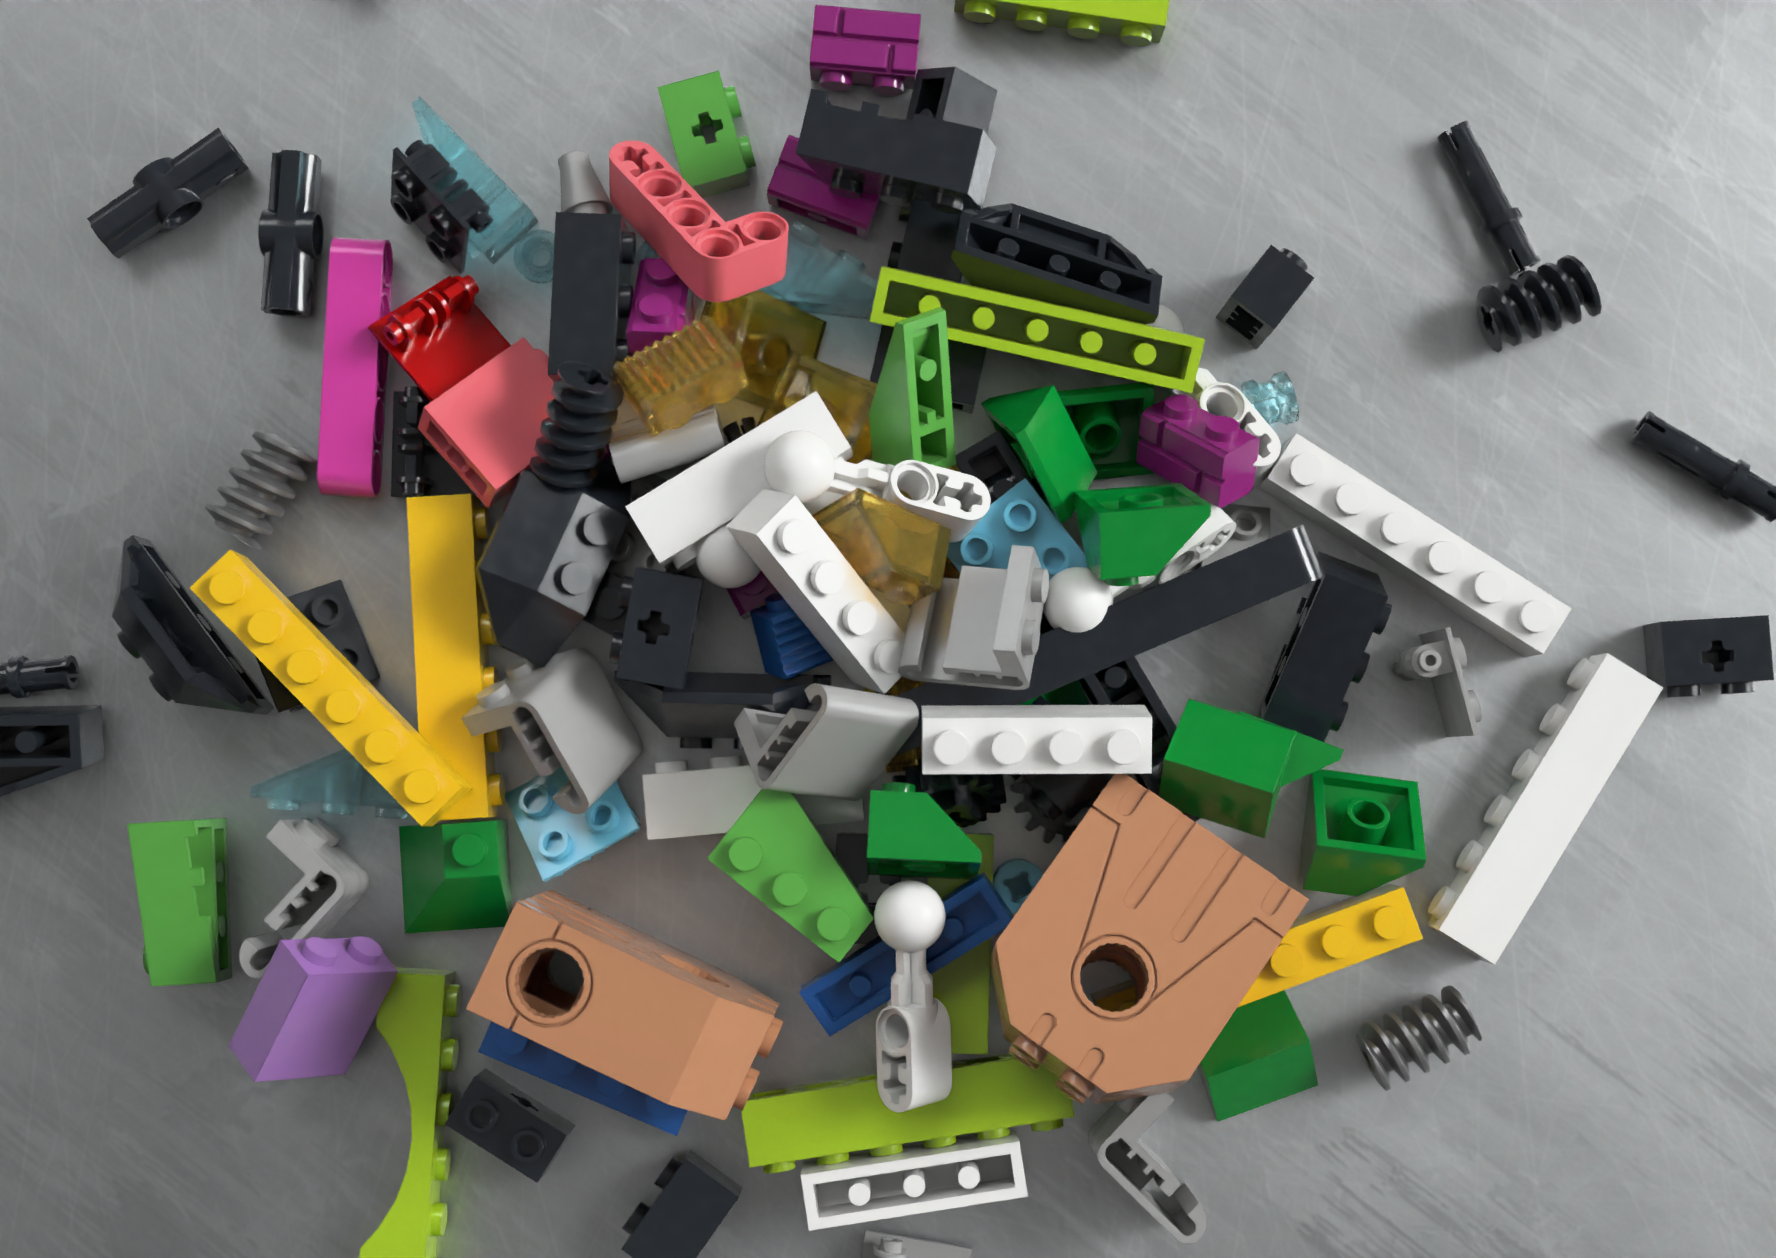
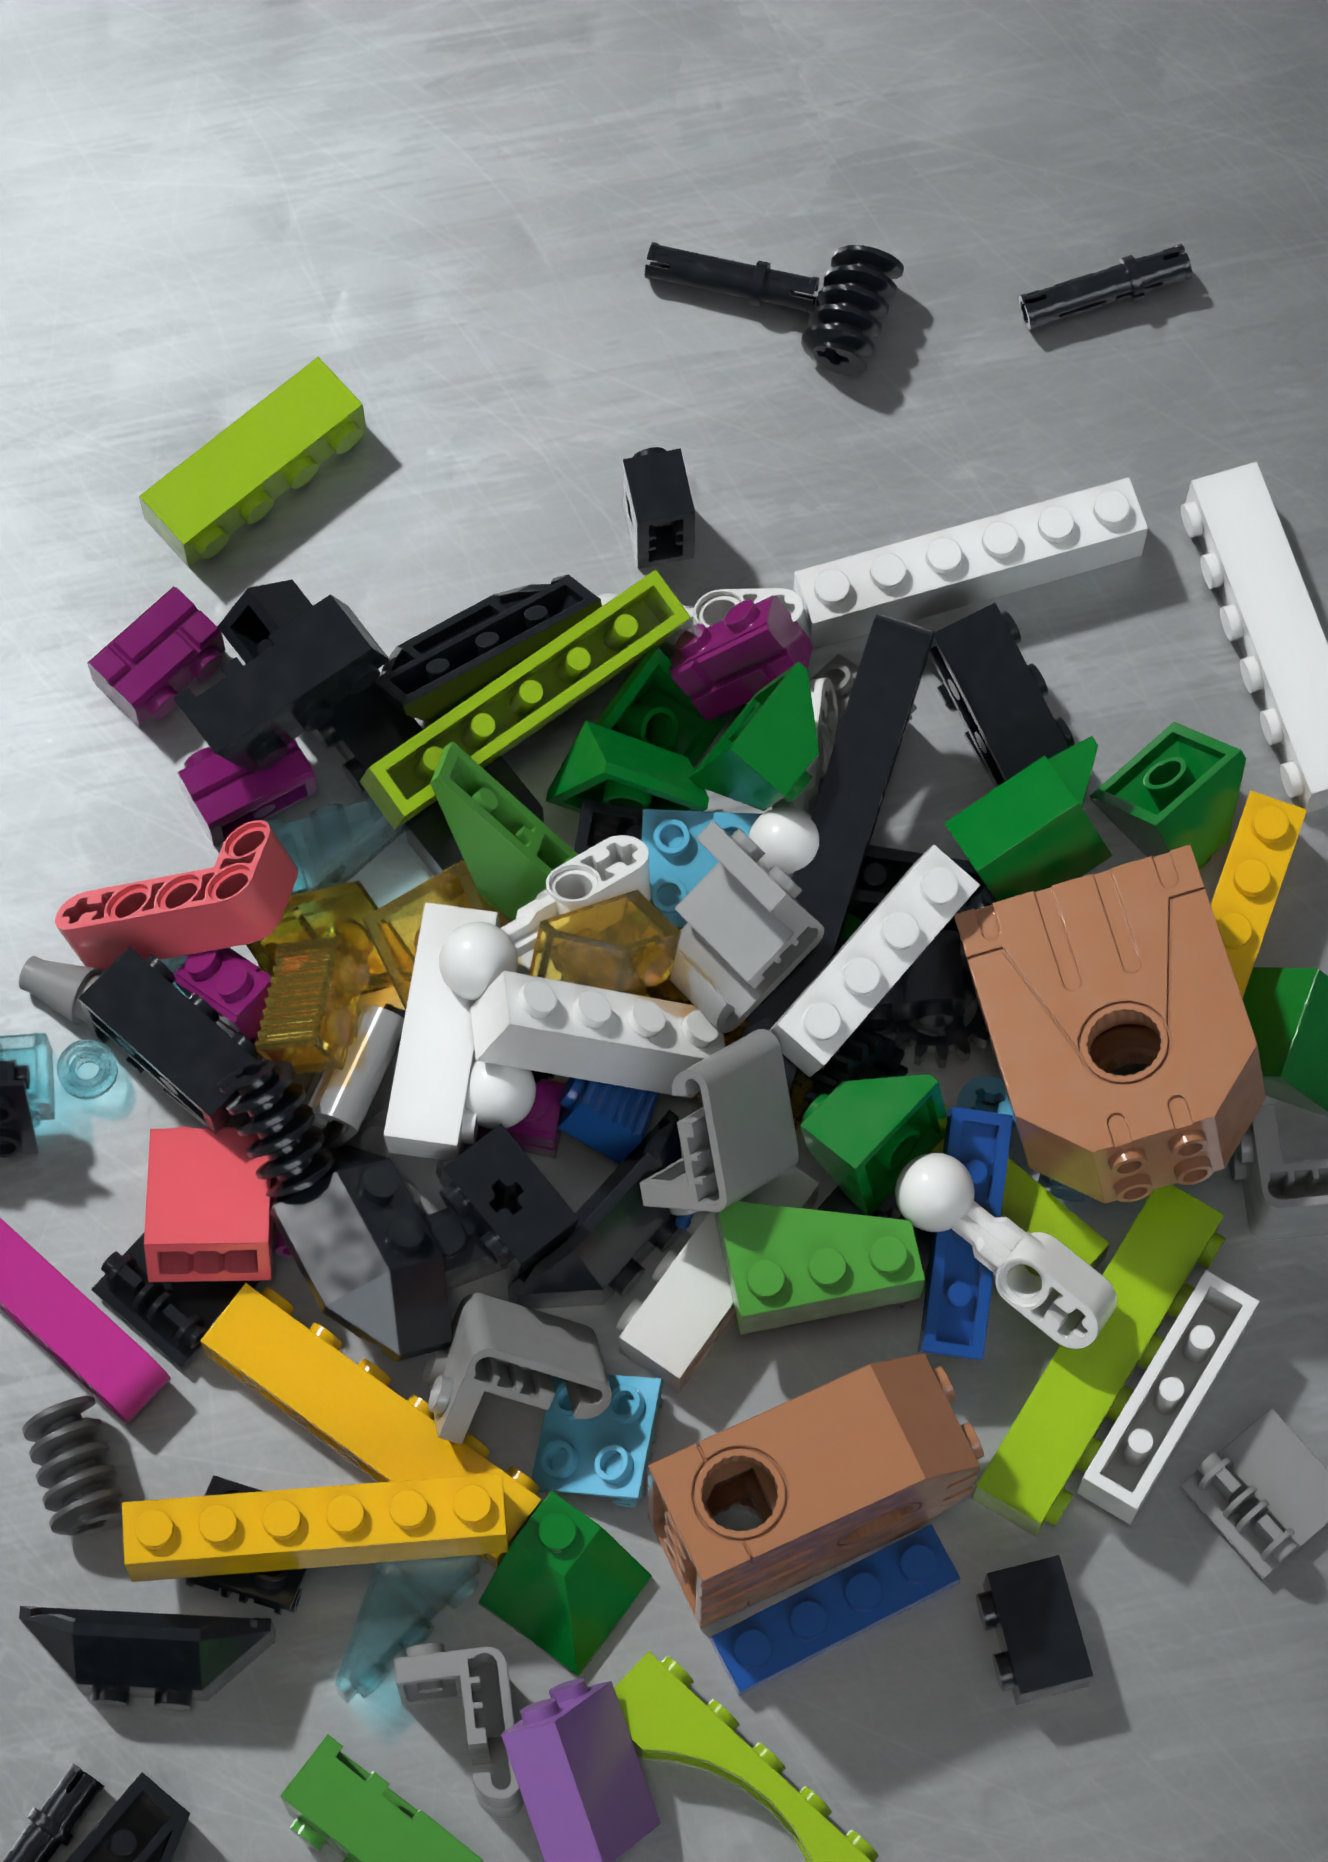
camera: 50 degrees left, 15 degrees down
(440, 335) = (85, 1202): red hinge -> none
(510, 1124) = (829, 1710): black brick -> none
(699, 105) = (94, 815): bright green brick -> none
(1273, 399) = (750, 569): clear light blue wheel -> none
(1443, 659) = (1089, 614): light grey hinge -> none
(1739, 650) = (1268, 380): black brick -> none

